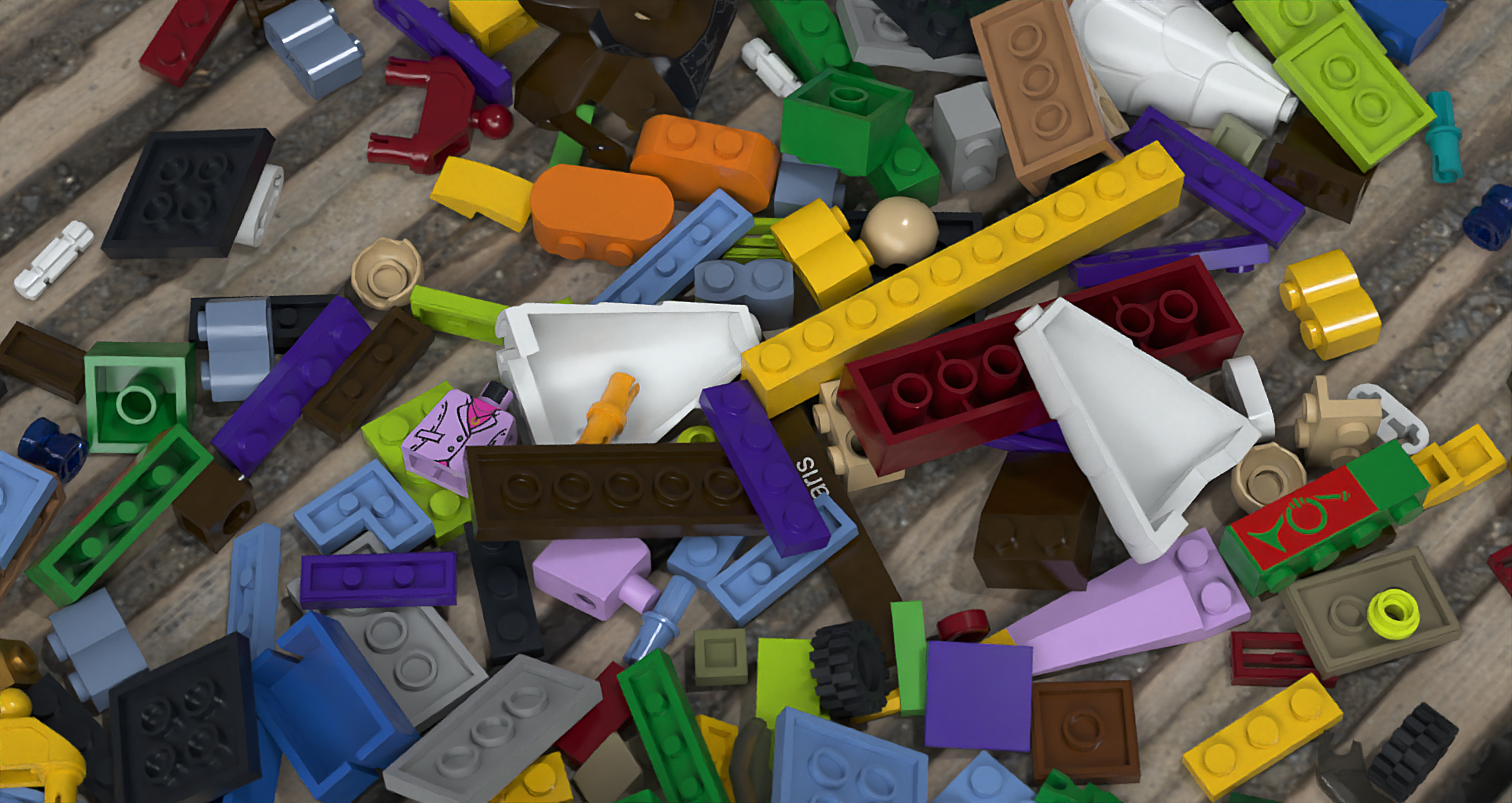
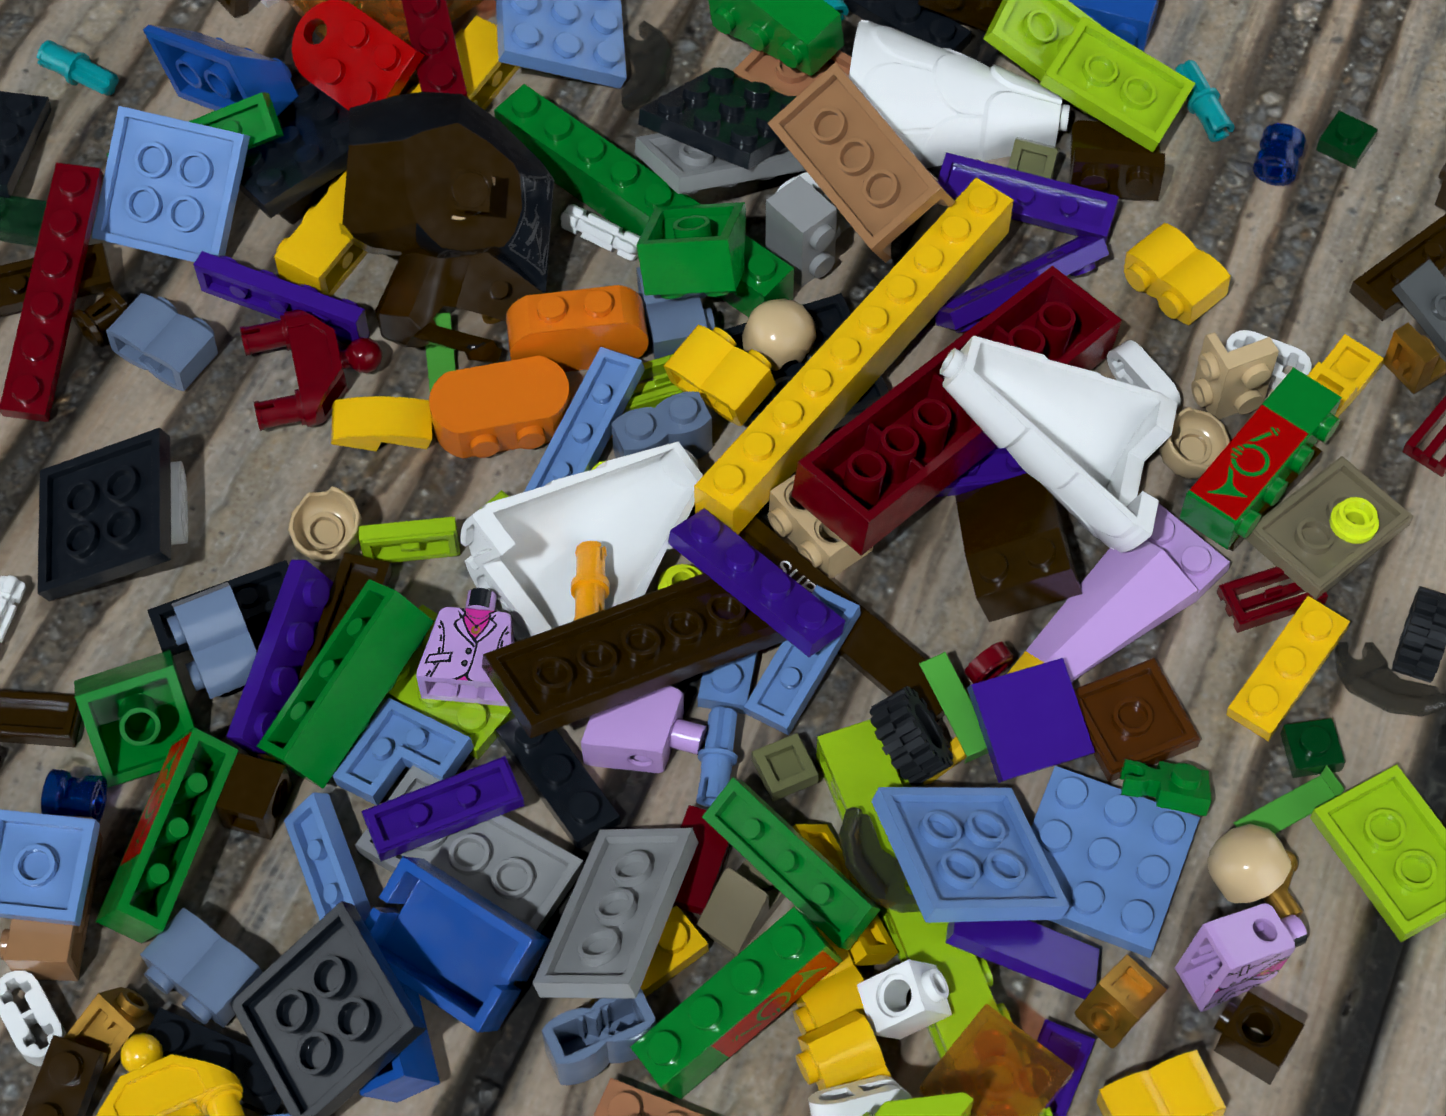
camera: 20 degrees left, 0 degrees up
(337, 430) = (346, 683): none -> green brick

